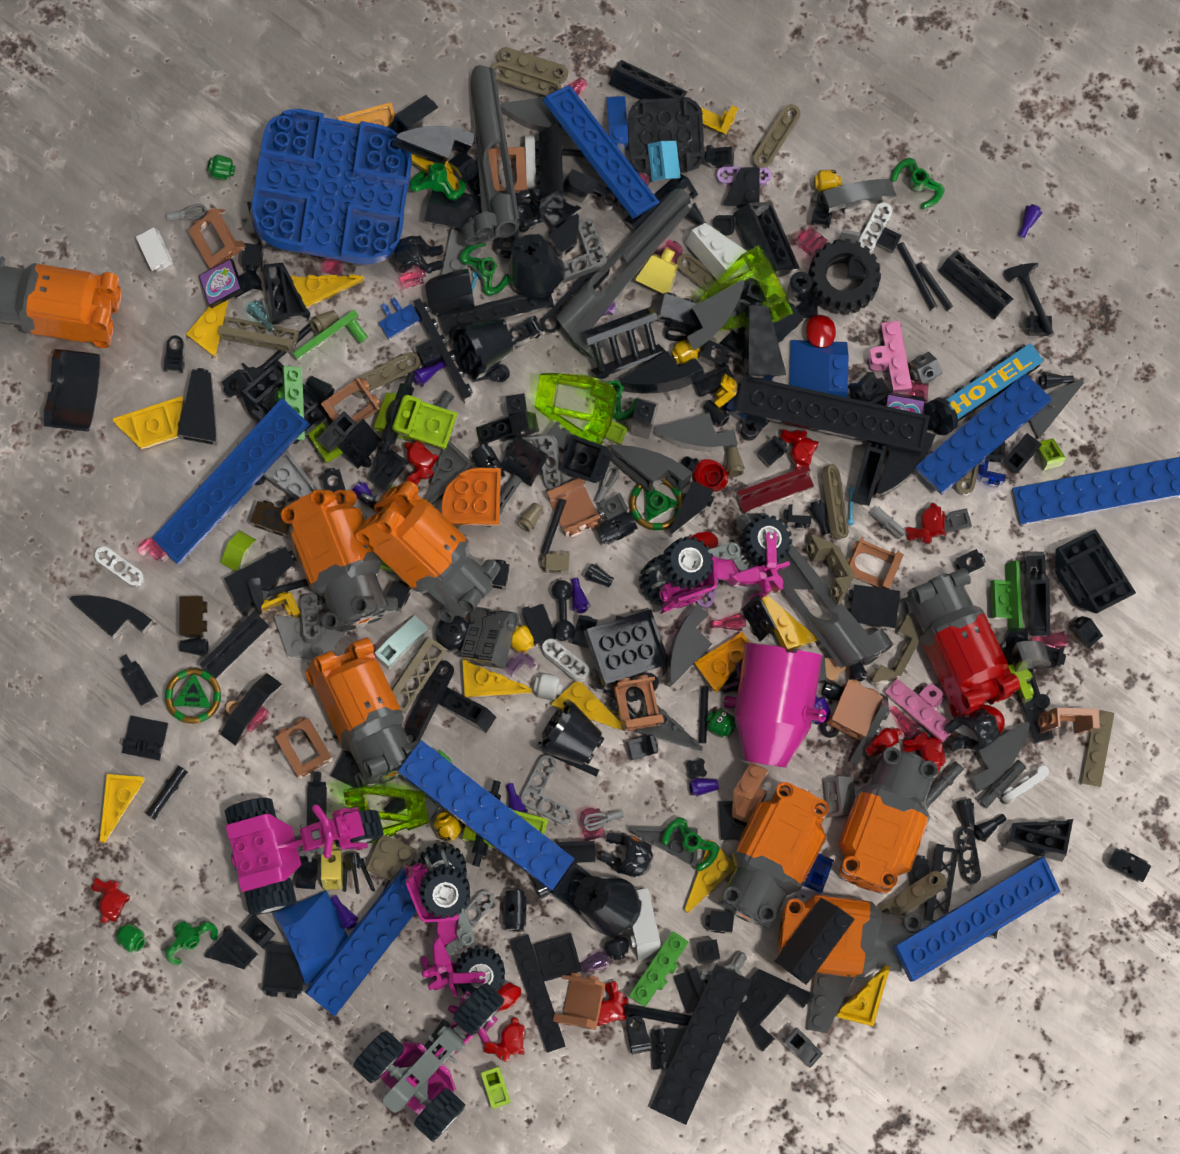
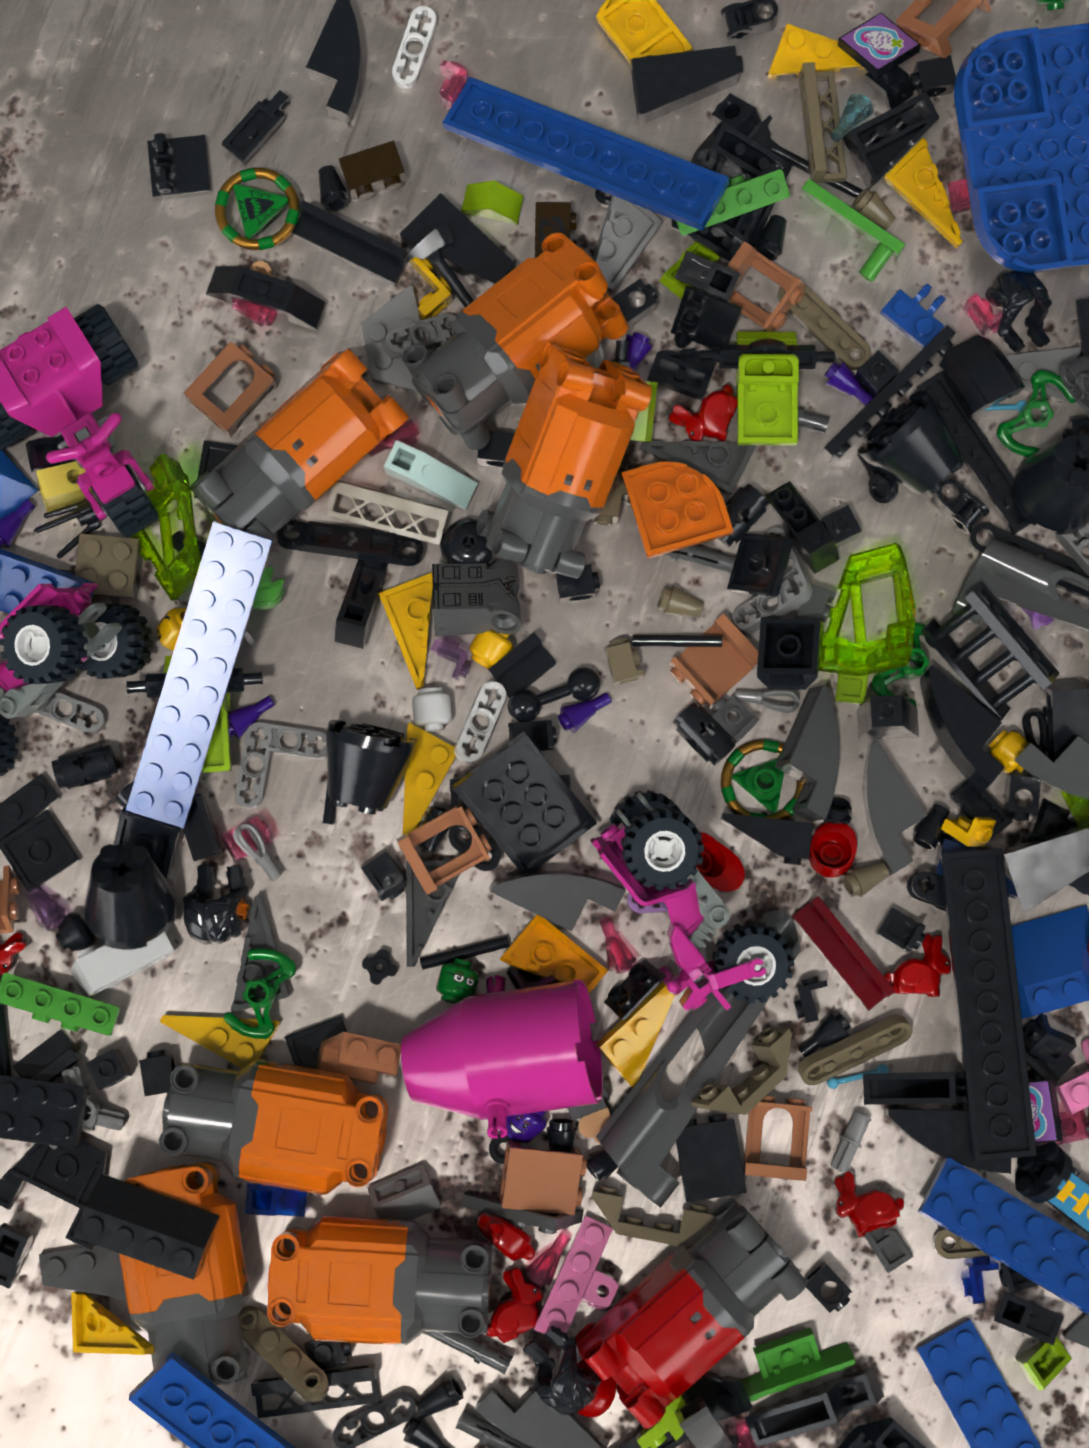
camera: 80 degrees right, 5 degrees up
(118, 795) = (81, 156): yellow wing -> none
(167, 791) = (118, 223): black pin -> none
(316, 795) = (162, 434): black hinge -> none
(598, 575) = (624, 730): black cone -> none
(703, 786) = (355, 985): dark purple cone -> none

